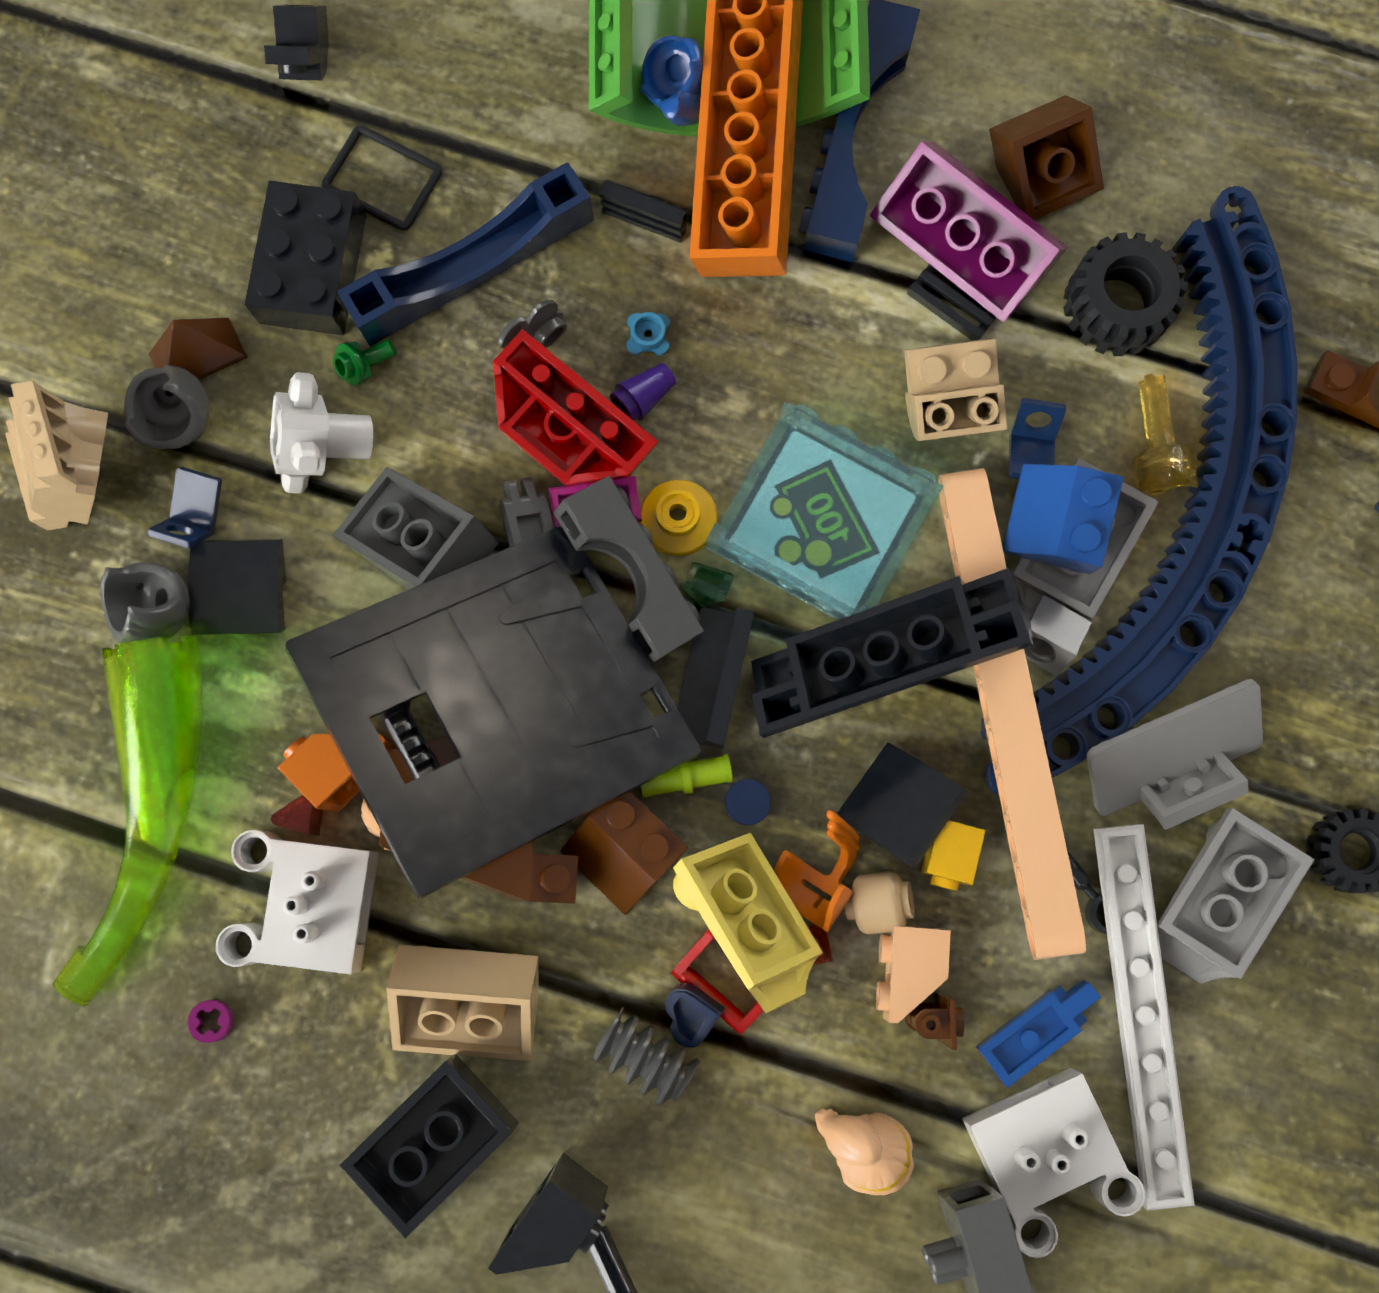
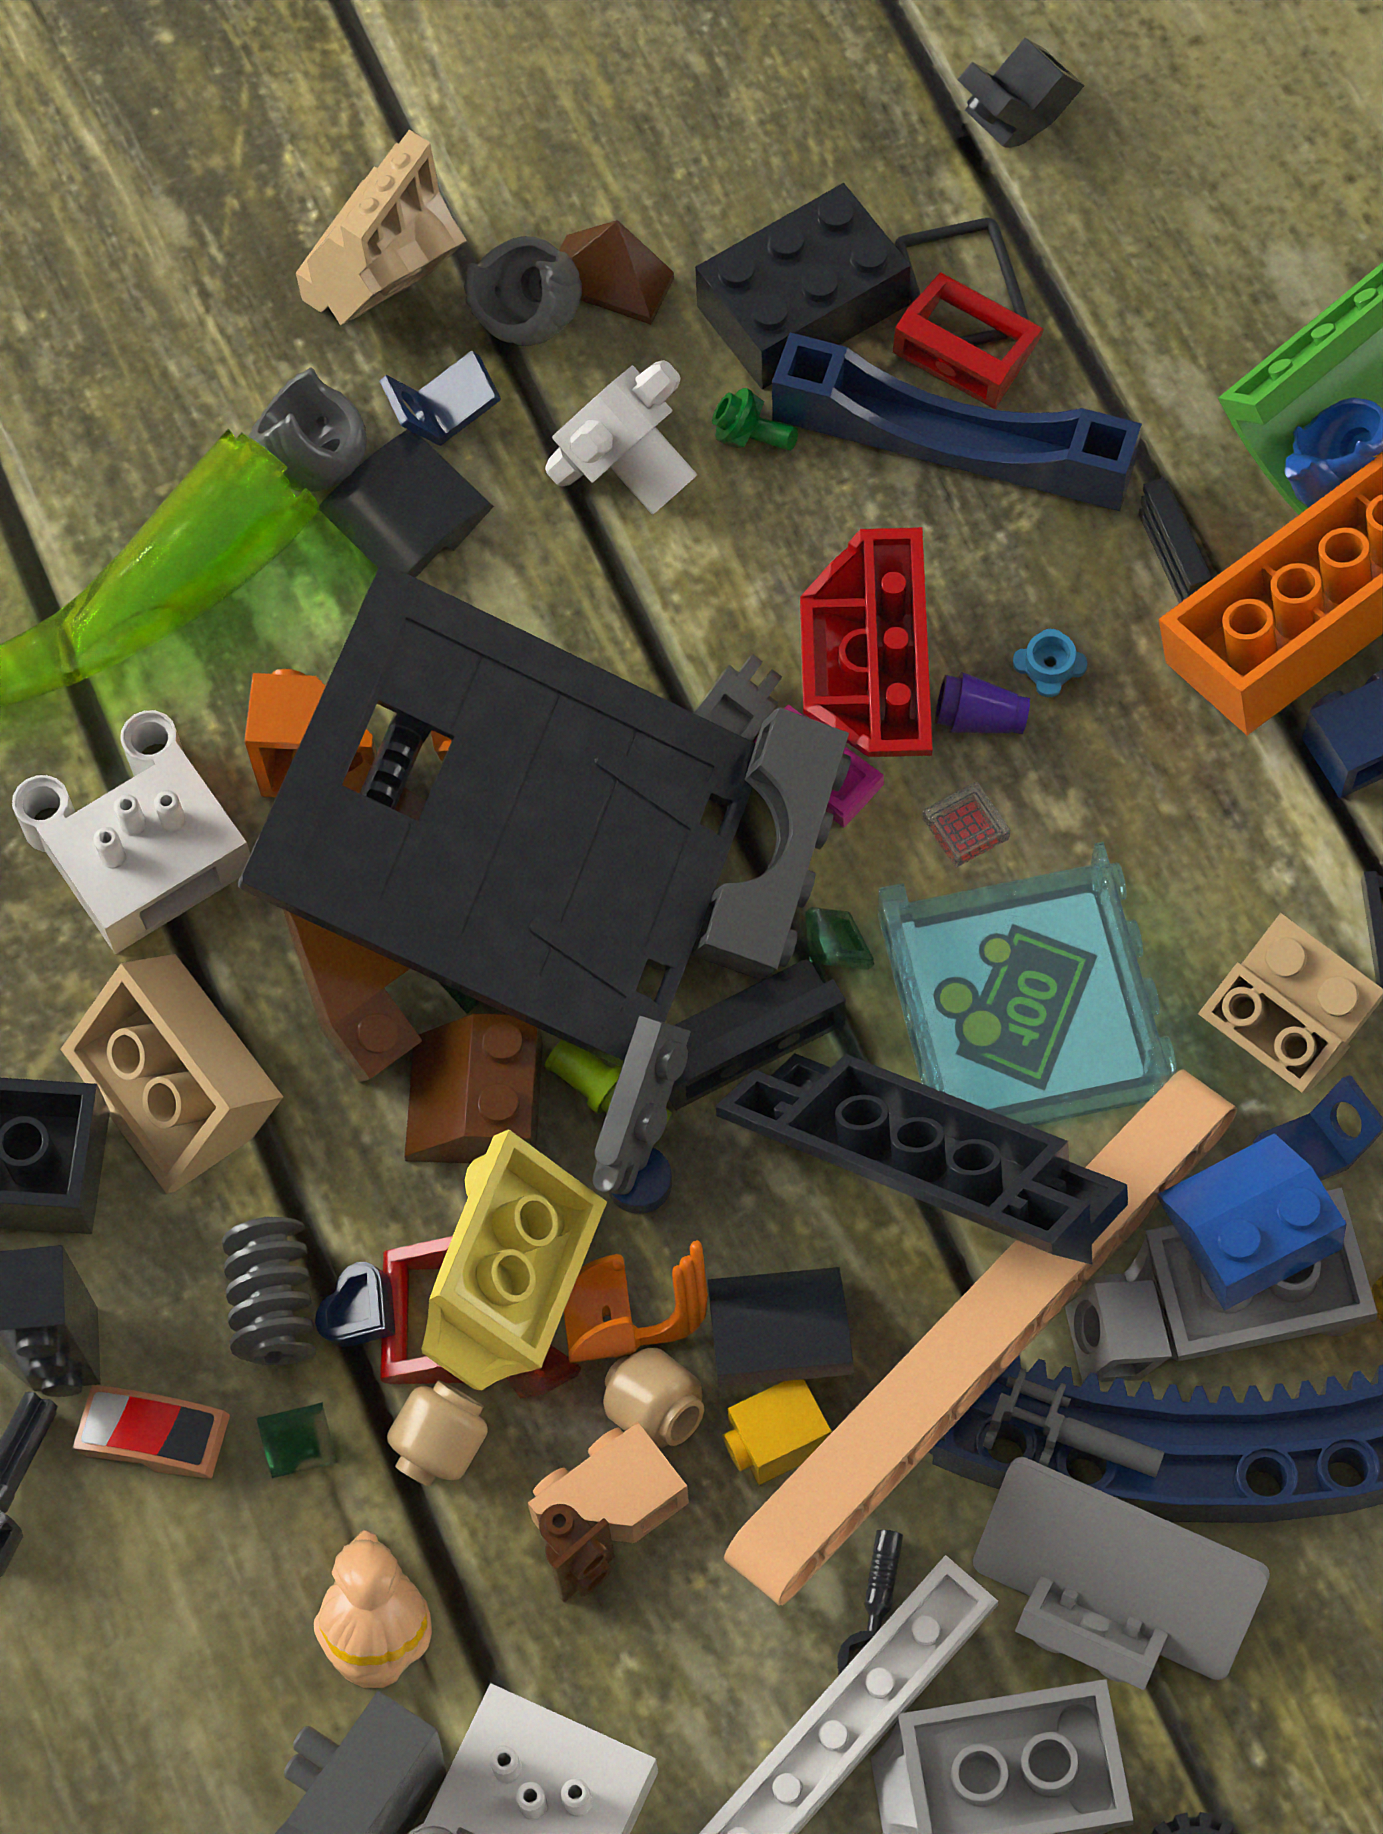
camera: 50 degrees right, 15 degrees down
(299, 816) = (224, 757): clear red slope -> none
(412, 531) = (617, 612): dark grey slope -> none
(424, 221) = (956, 359): none -> red tile
(542, 324) = (949, 545): dark grey plate -> none
(664, 1185) = (151, 1430): none -> slope
(680, 536) = (861, 872): yellow piece -> none
(699, 458) = (966, 824): none -> clear tile
(724, 777) = (639, 1104): none -> dark grey hinge
(737, 1109) = (297, 1440): none -> clear green slope
(802, 1033) = (437, 1433): none -> tan head
(1037, 1031) = (663, 1688): blue hinge -> none
(1093, 711) = (1069, 1430): none -> dark grey piece

